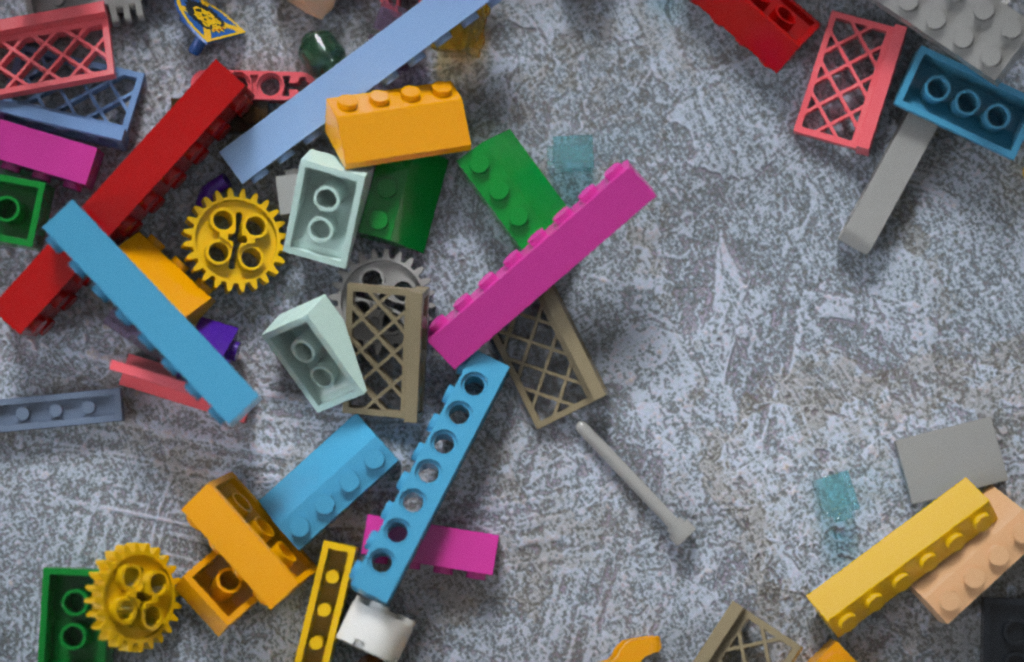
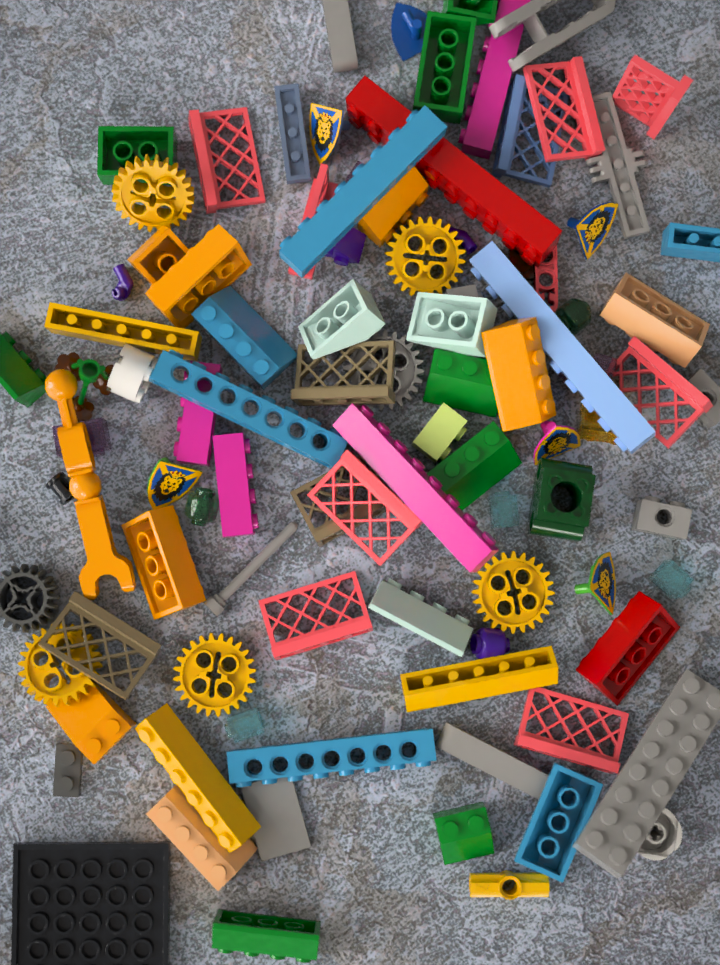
camera: 85 degrees right, 0 degrees up
(55, 366) = (325, 130): none -> shield
(88, 529) = (204, 160): none -> coral fence
(251, 641) = (124, 285): none -> dark purple arm
(468, 231) = (439, 433): none -> yellowish green brick
(484, 82) = (556, 441): none -> shield
(520, 585) = (170, 482): none -> shield
(526, 501) = (234, 485): none -> dark pink brick
(543, 309) = (380, 491): none -> coral fence
(552, 544) = (202, 506): none -> clear green head
(577, 105) = (544, 517): none -> dark green piece
(624, 596) = (163, 562): none -> light orange slope
(667, 36) = (601, 582): none -> shield
(683, 175) = (535, 586): none -> yellow gear
(706, 264) = (420, 617): none -> light aqua slope
(726, 395) = (323, 636): none -> coral fence
(741, 179) = (489, 643): none -> dark purple head
(765, 561) = (192, 669): none -> yellow gear
(785, 194) = (479, 678): none -> yellow brick
(880, 269) = (241, 775): none -> dark azure brick
(976, 222) = (464, 833): none -> green slope

